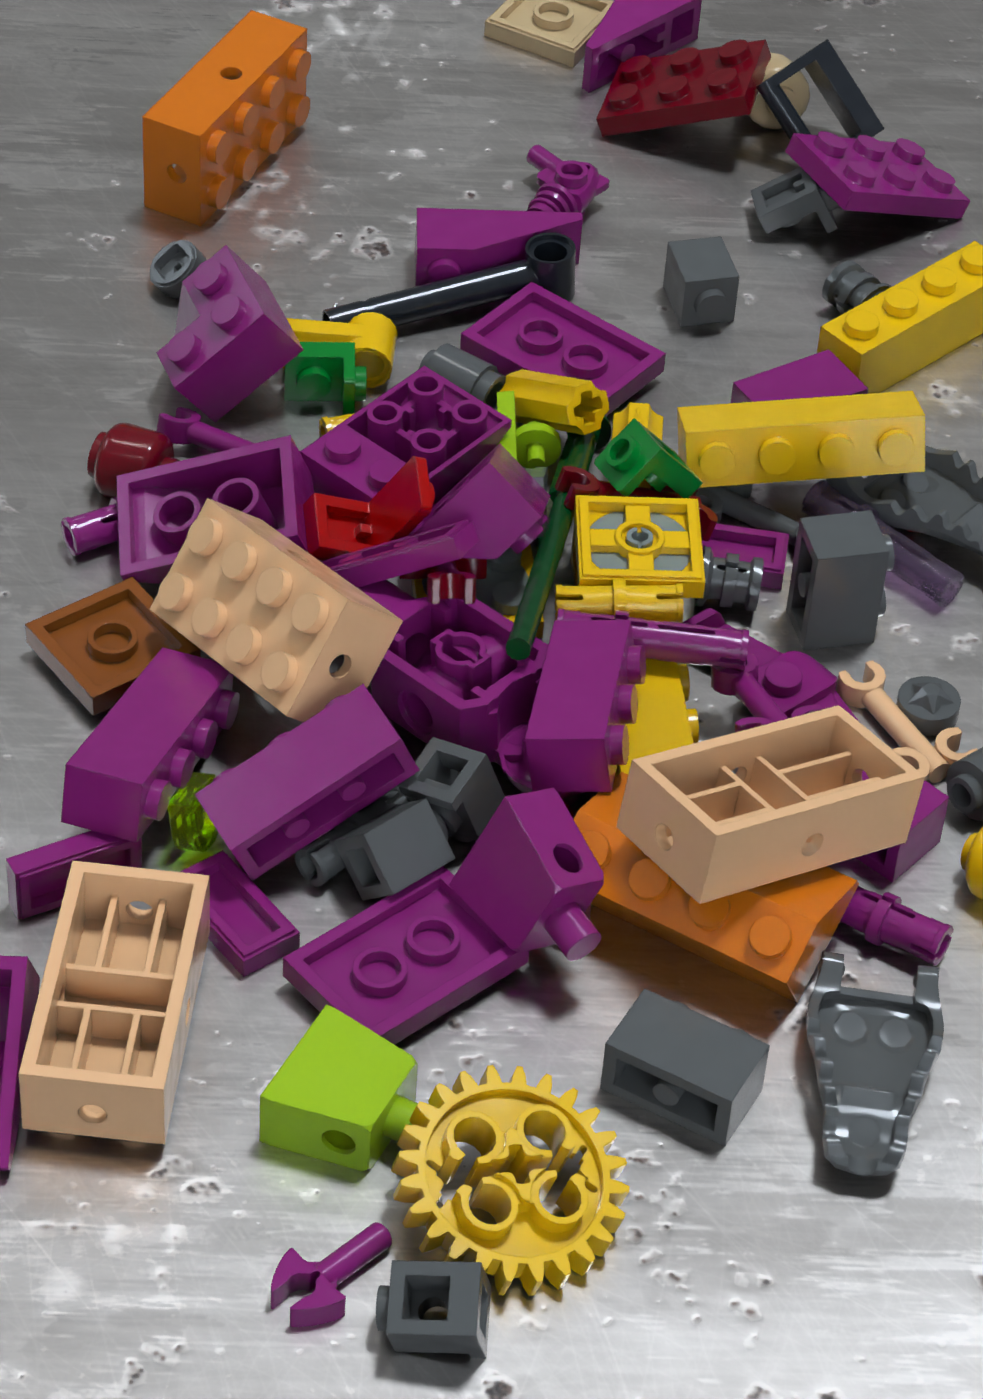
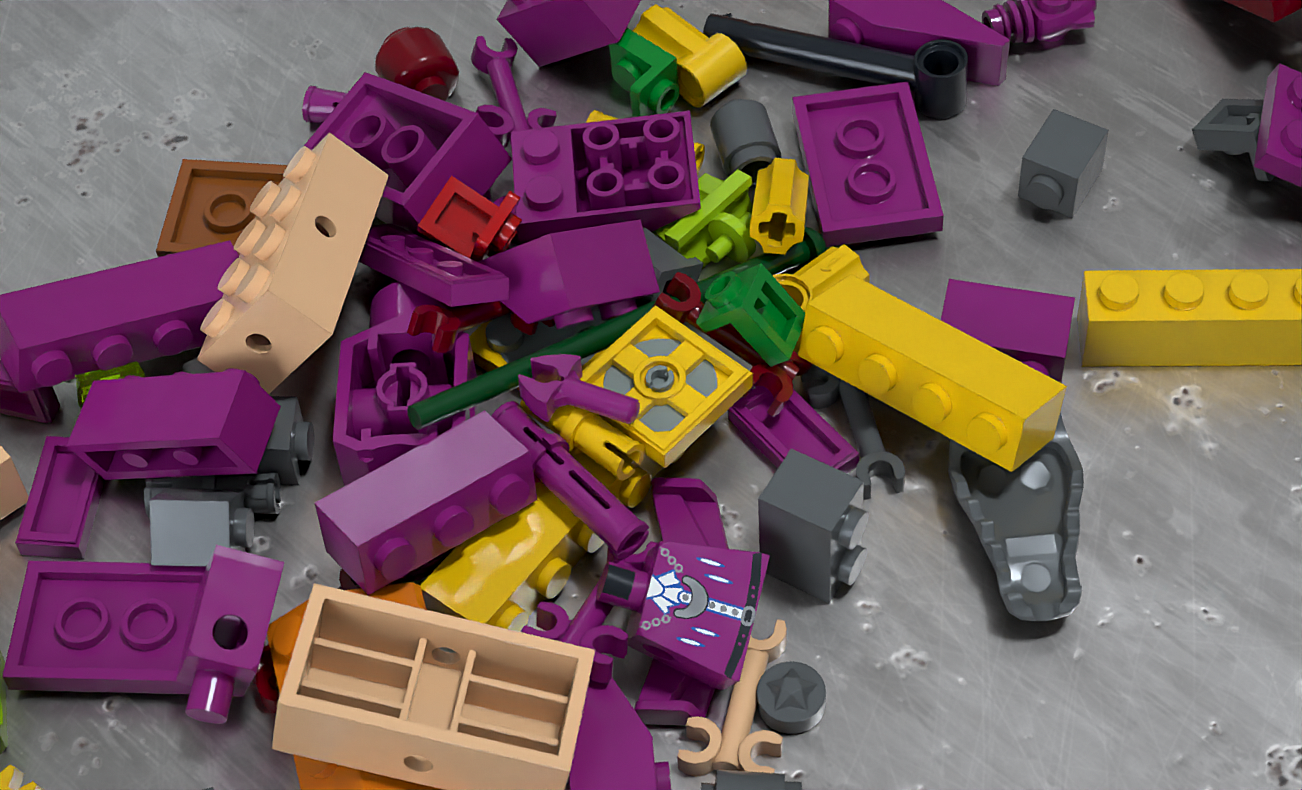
camera: 50 degrees right, 10 degrees up
(462, 799) = (283, 507): dark grey brick -> none
(585, 579) = (563, 387): none -> magenta bar
(731, 580) = (745, 460): dark grey bush -> none
(832, 662) = (690, 607): none -> magenta torso
(851, 286) = (1196, 245): dark grey bush -> none
(911, 561) = (936, 578): clear purple pin -> none

